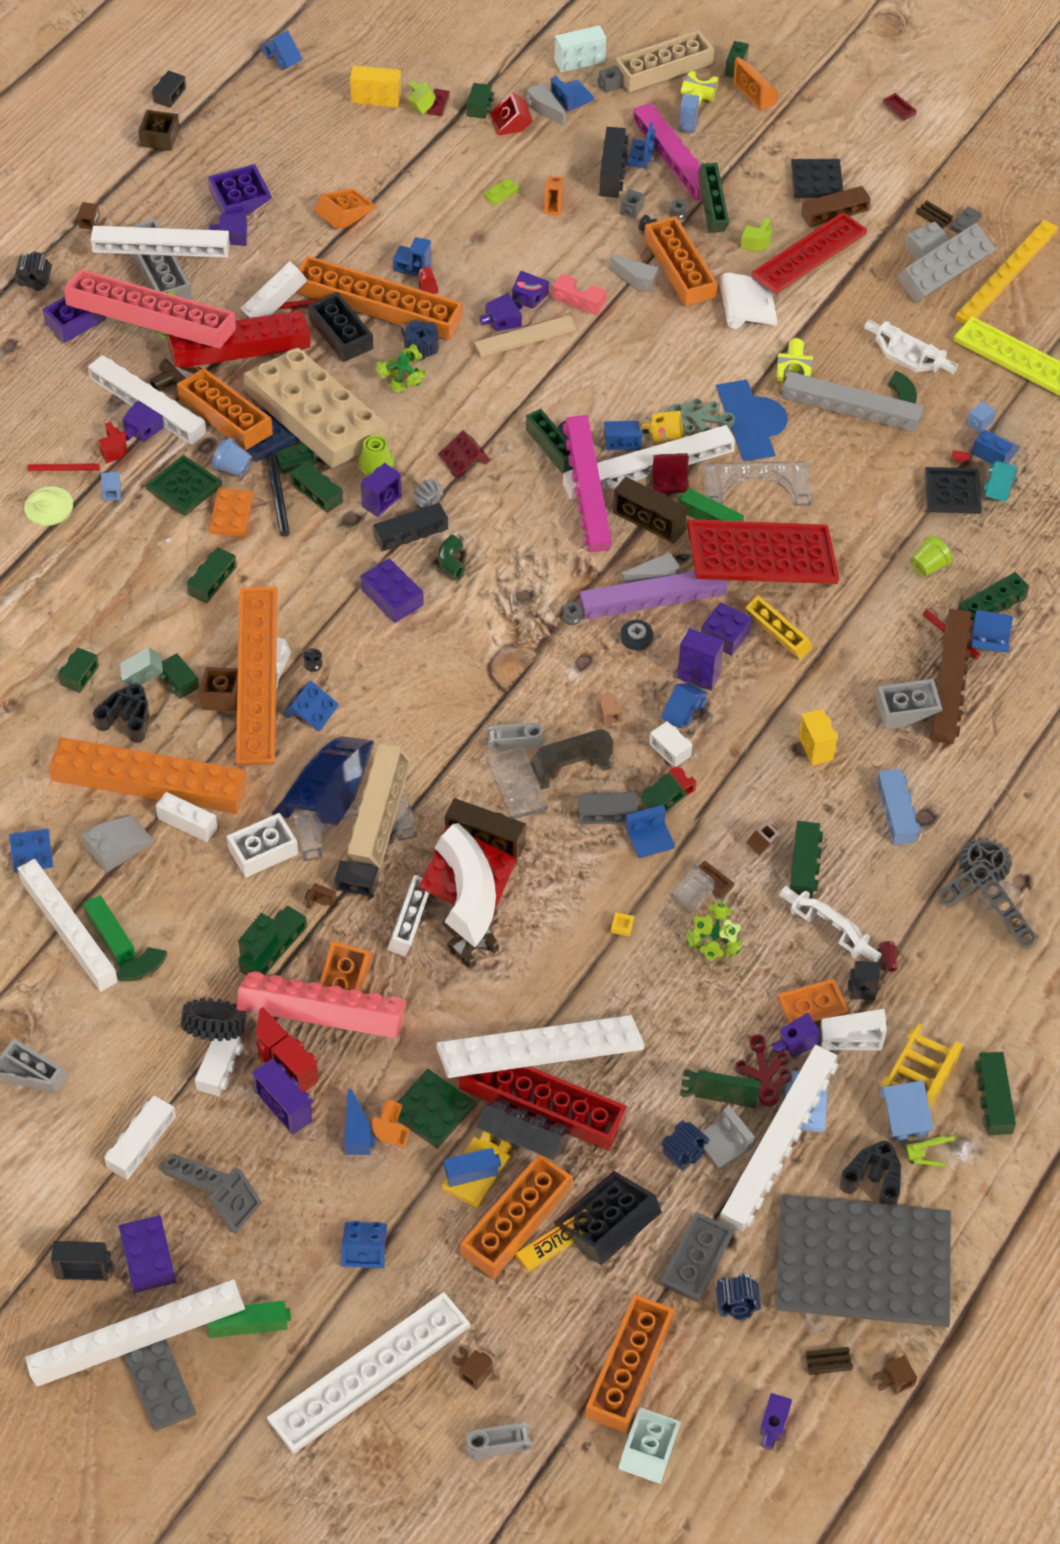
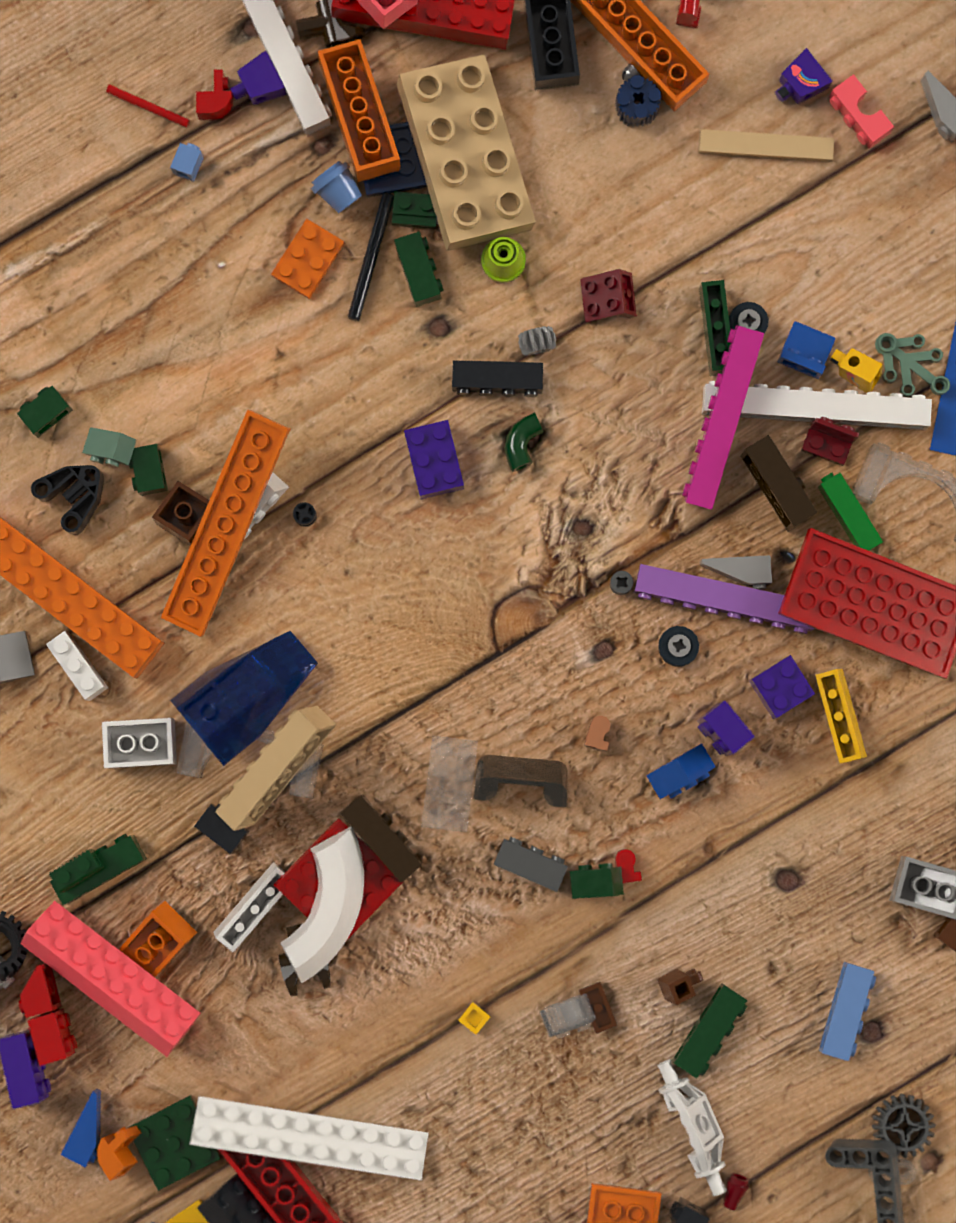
camera: 30 degrees right, 30 degrees up
(48, 506) = (108, 154): yellowish green piece -> none
(184, 485) = (270, 196): dark green plate -> none
(211, 575) = (244, 343): dark green brick -> none
(312, 705) = (274, 577): blue bracket -> none
(321, 894) = (177, 836): reddish brown bracket -> none
(381, 489) = (484, 312): dark purple brick -> none
(397, 366) = (593, 134): lime plant -> none
(502, 314) = (753, 101): dark purple torso -> none
(515, 735) = (476, 722): light grey piece -> none
(649, 831) = (559, 920): blue bracket -> none
(671, 744) = (640, 816): white brick -> none
(706, 928) = (550, 1079): lime plant -> none
(817, 736) = (805, 887): yellow brick -> none

